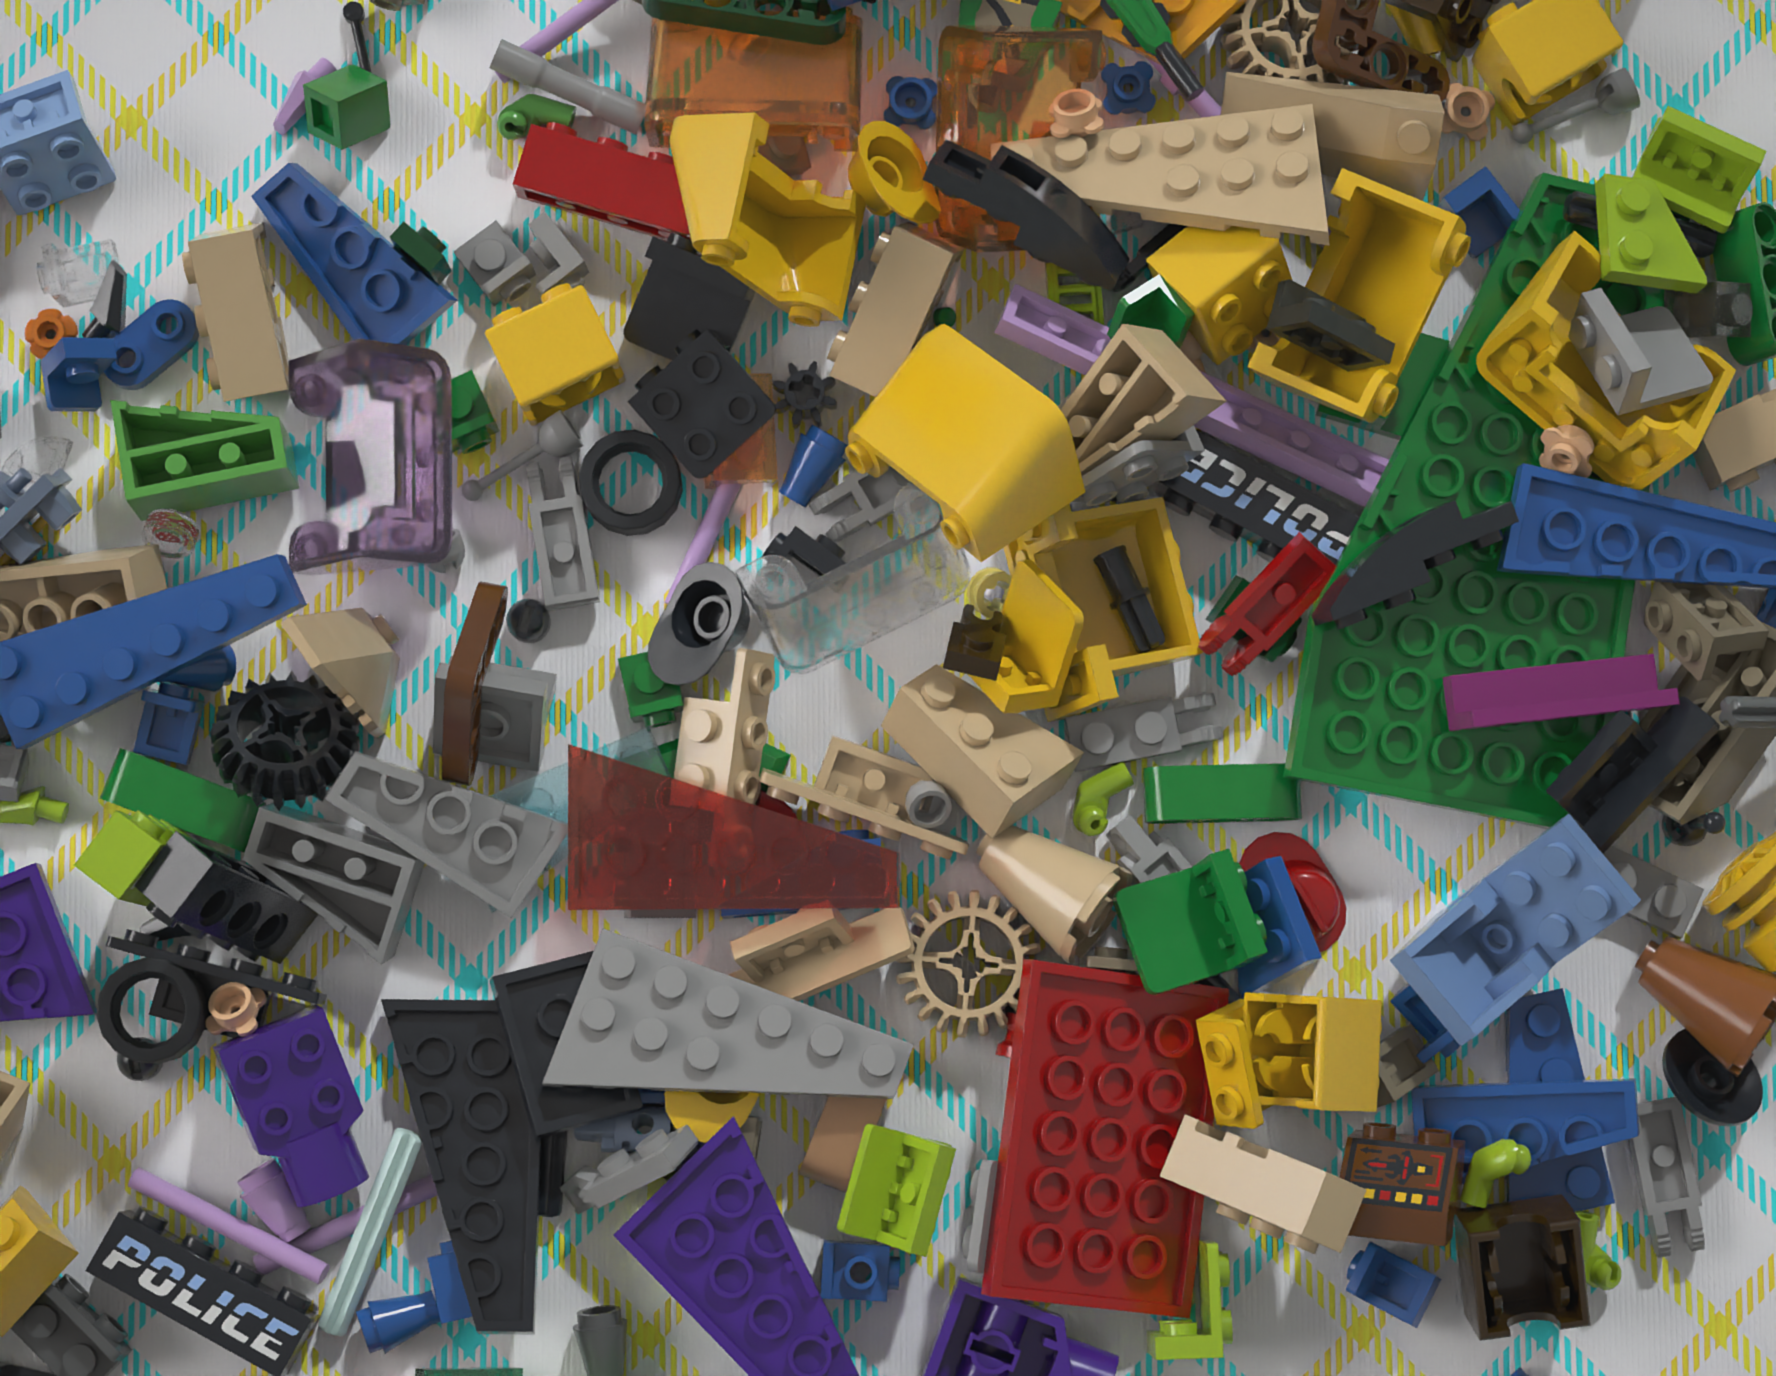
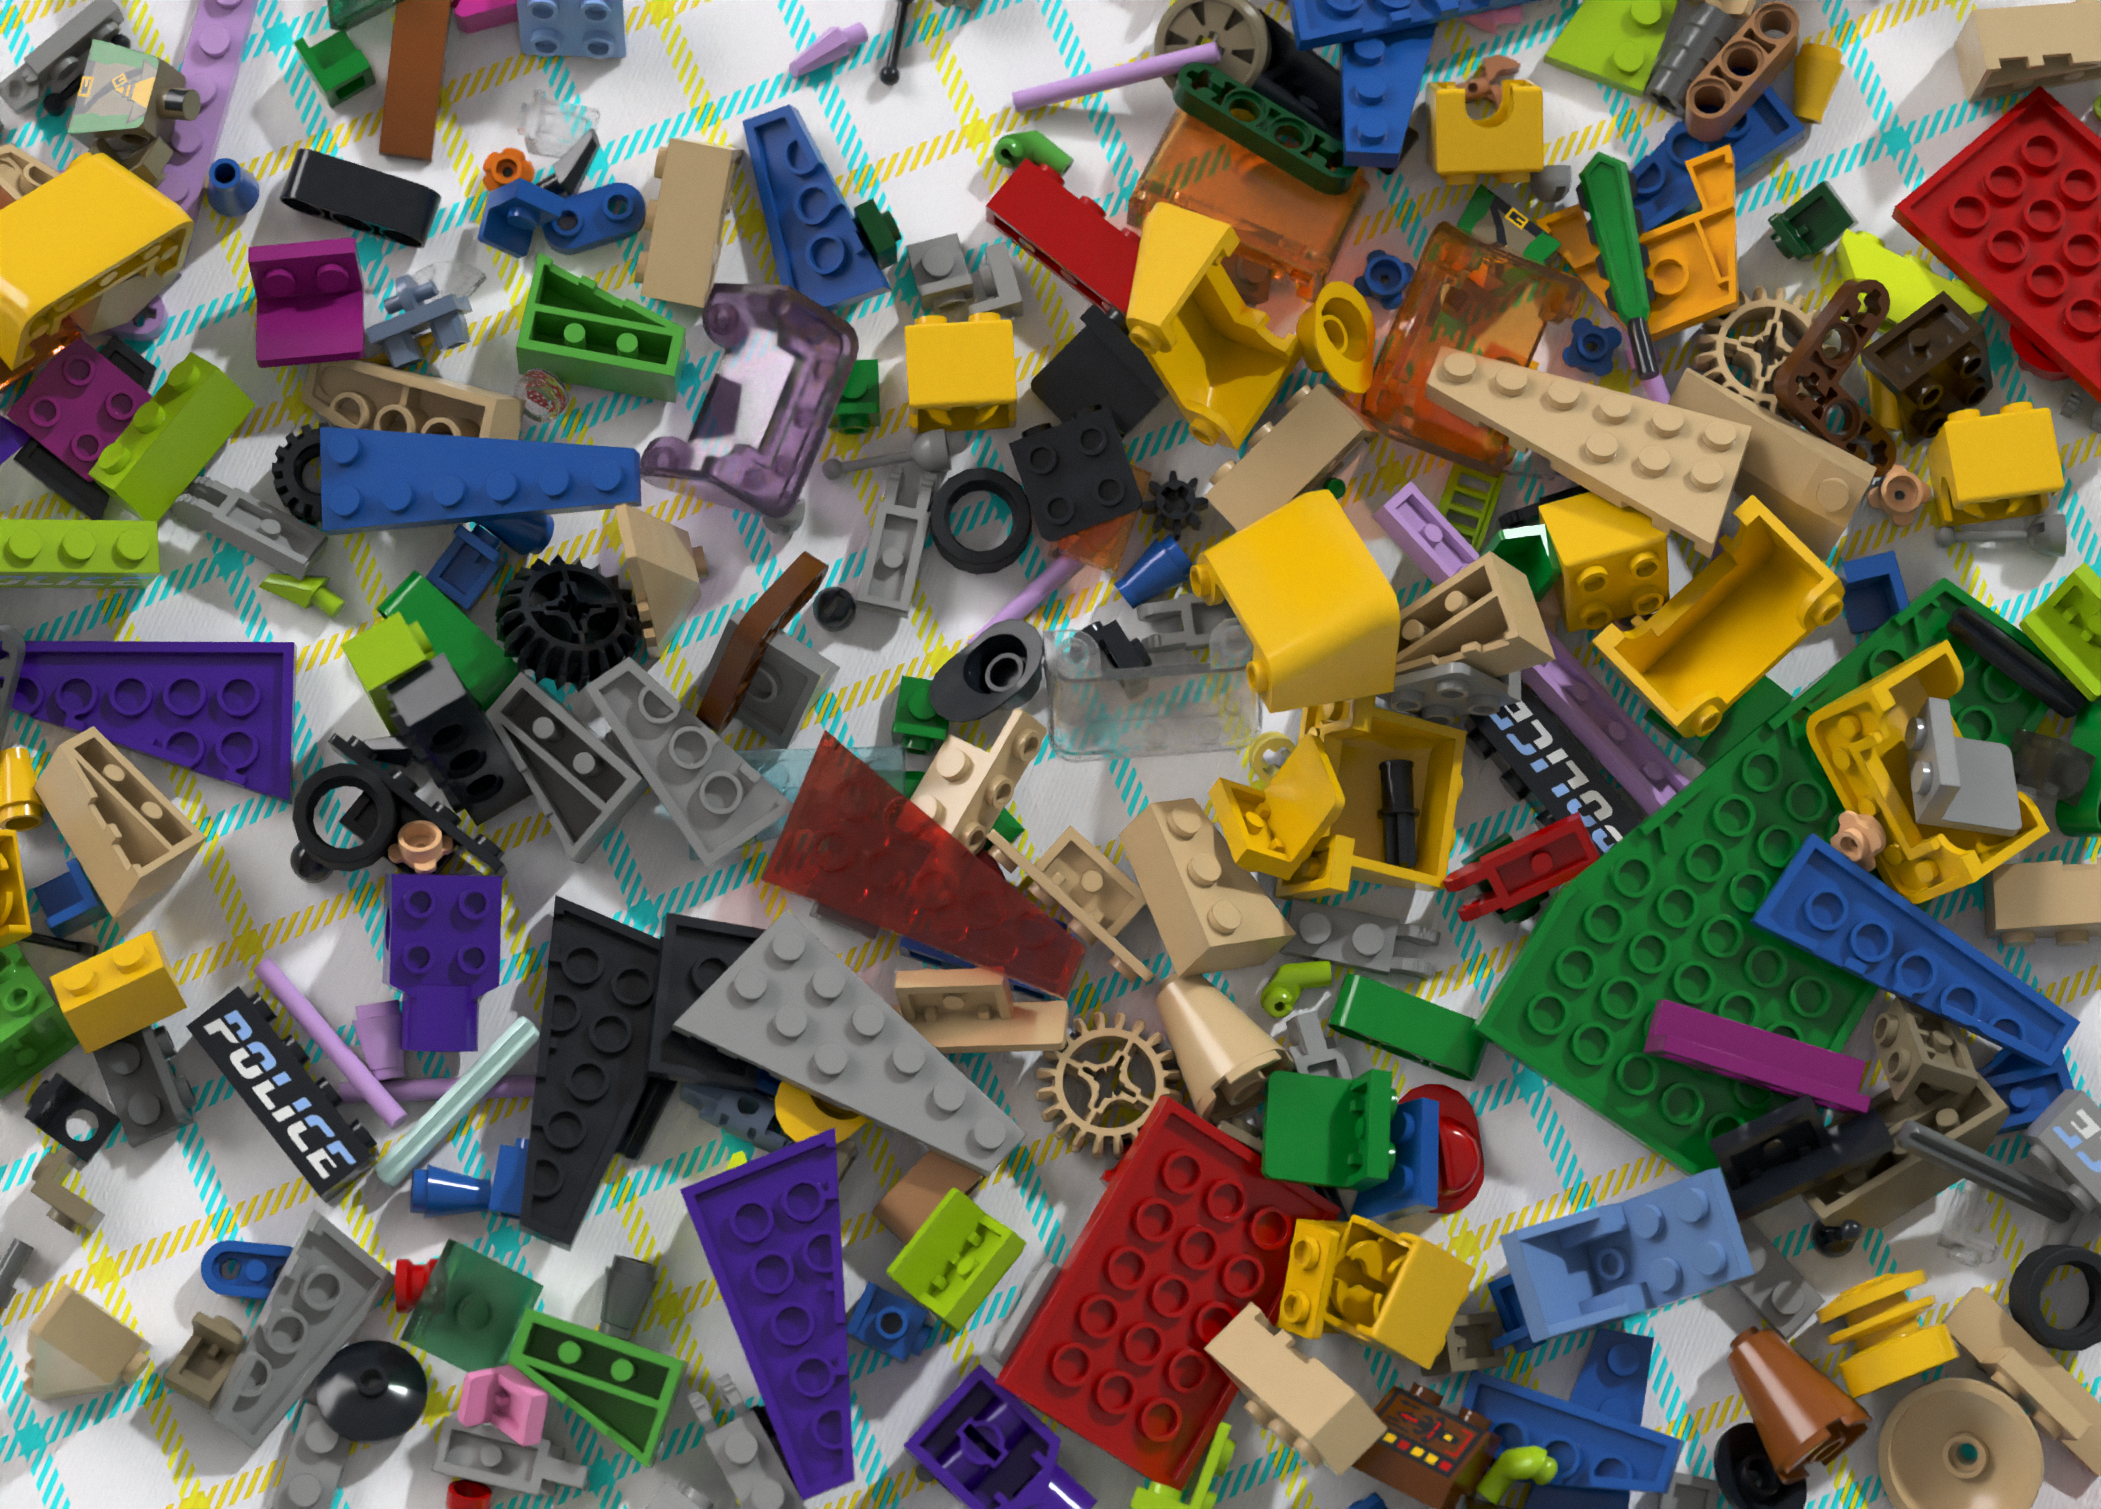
camera: 20 degrees right, 5 degrees down
(347, 106) = (864, 75): green panel -> none
(539, 73) = (1051, 114): light grey piece -> none
(627, 1172) = (712, 1141): light grey hinge -> none
(936, 804) = (1139, 928): light grey hinge -> none
(976, 645) = (1236, 793): dark brown plate -> none
(1051, 217) = (1466, 430): black slope -> none
(1075, 114) = (1530, 349): light nougat plate -> none
(1326, 329) = (1678, 635): pearl dark grey bracket -> none
(1401, 560) = (1653, 876): black slope -> none
(1642, 238) = (2010, 672): lime wing -> none

